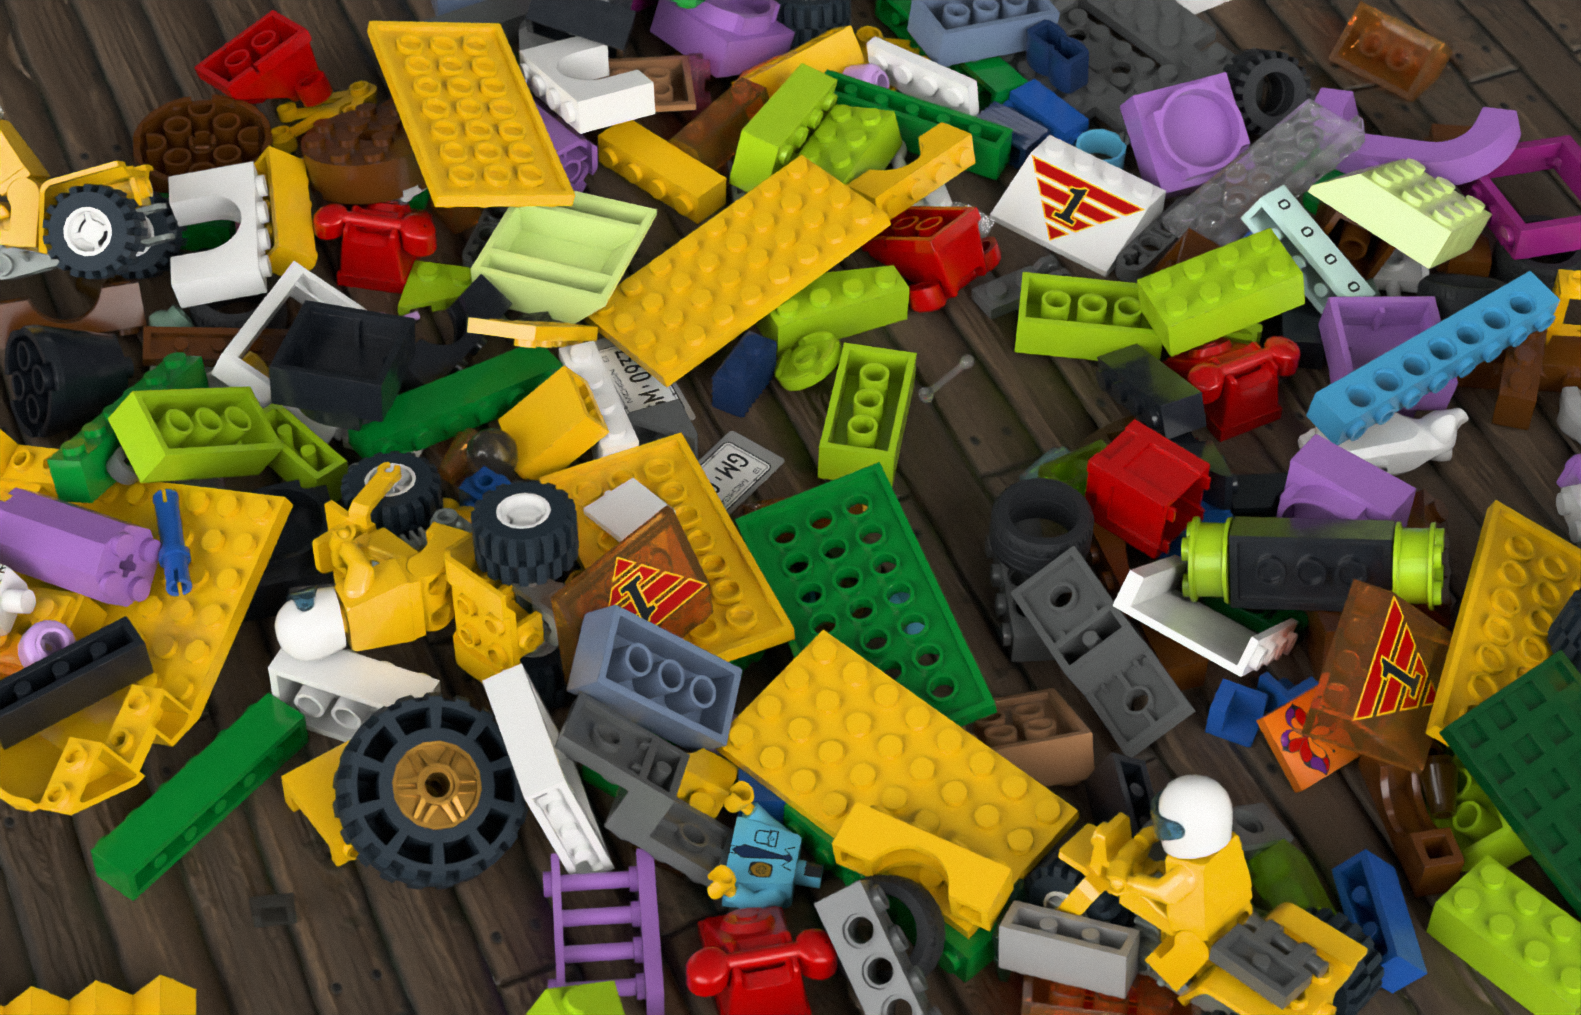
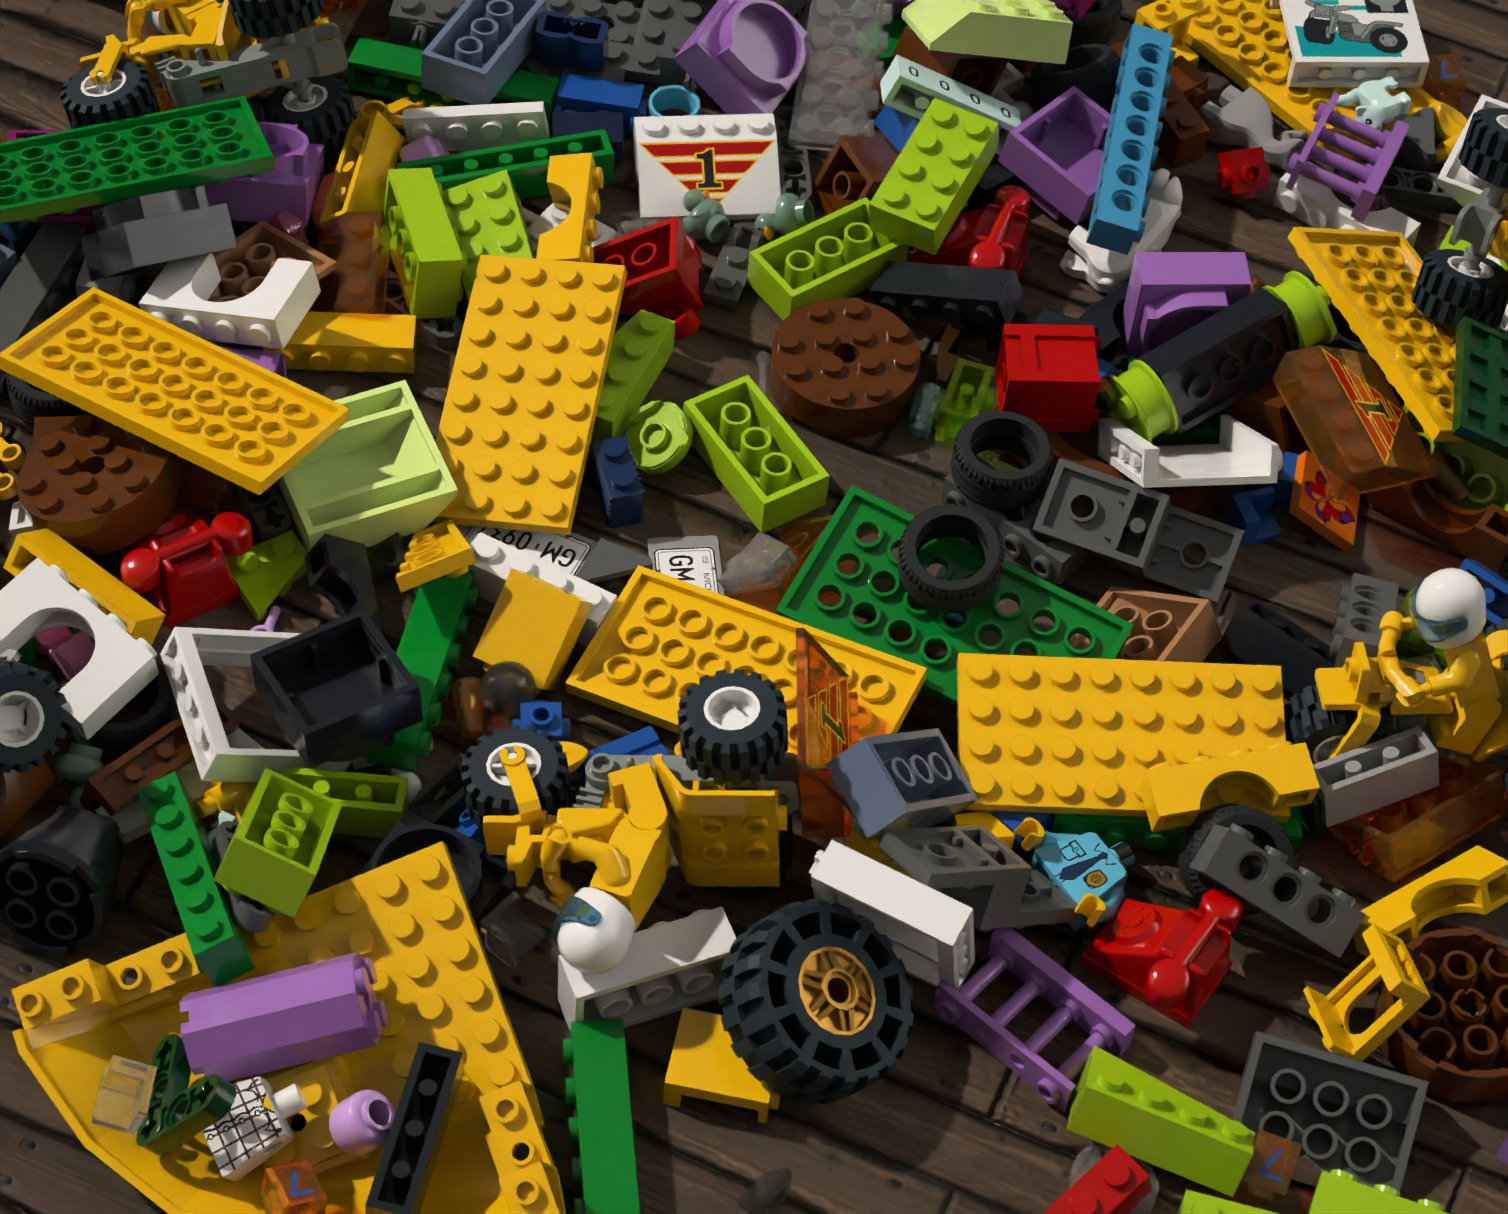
camera: 45 degrees left, 5 degrees up
(174, 554) = (387, 960): blue pin -> none
(624, 509) = (680, 659): white piece -> none
(775, 488) = (758, 564): none -> clear wing
(882, 524) = (953, 522): none -> black tyre
(1015, 399) = (844, 367): none -> reddish brown brick
(1032, 237) = (706, 216): none -> sand green animal
(1103, 267) = (789, 216): none -> sand green animal
(1538, 441) = (1243, 172): none -> red brick

